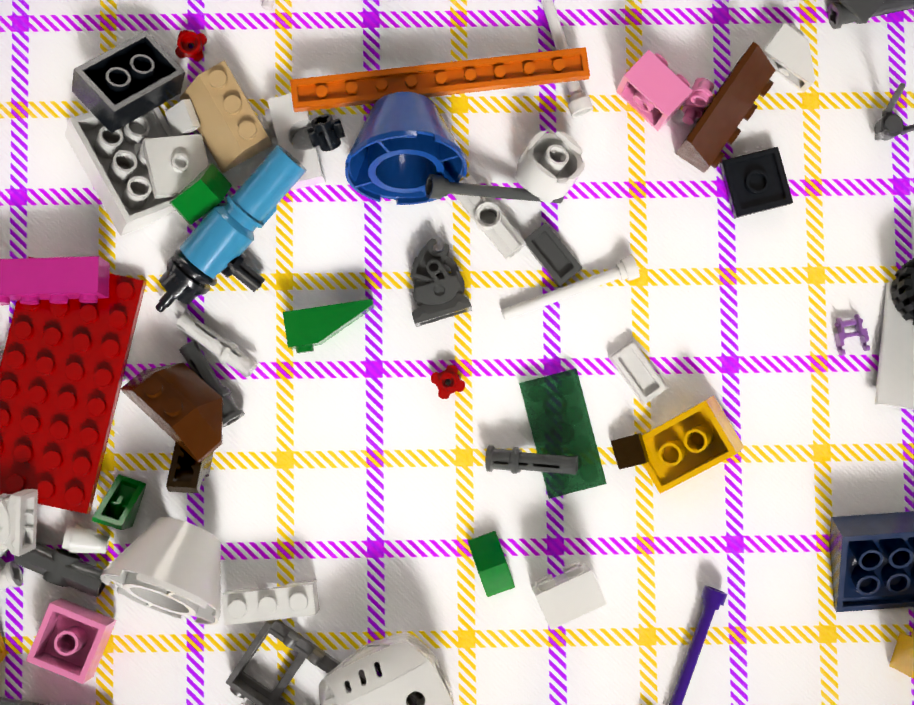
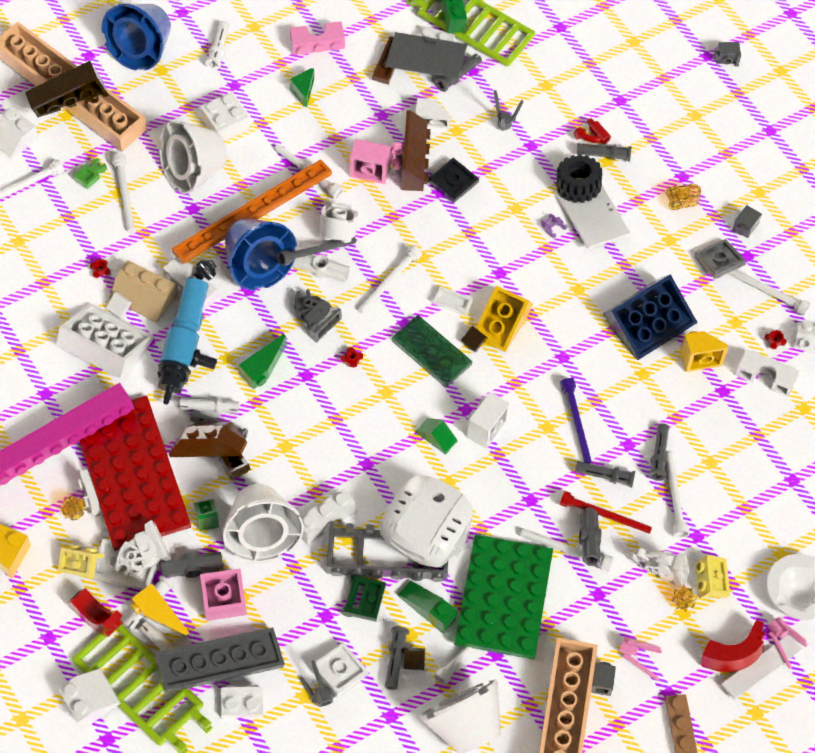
camera: 30 degrees left, 25 degrees down
(83, 540) = (197, 543): white cone -> none
(127, 81) = (80, 295): black brick -> none
(174, 162) = (132, 326): white plate -> none
(201, 194) = (155, 333): green slope -> none
(516, 460) = (413, 371): dark grey pin -> none
(552, 254) = (368, 268): dark grey tile -> none

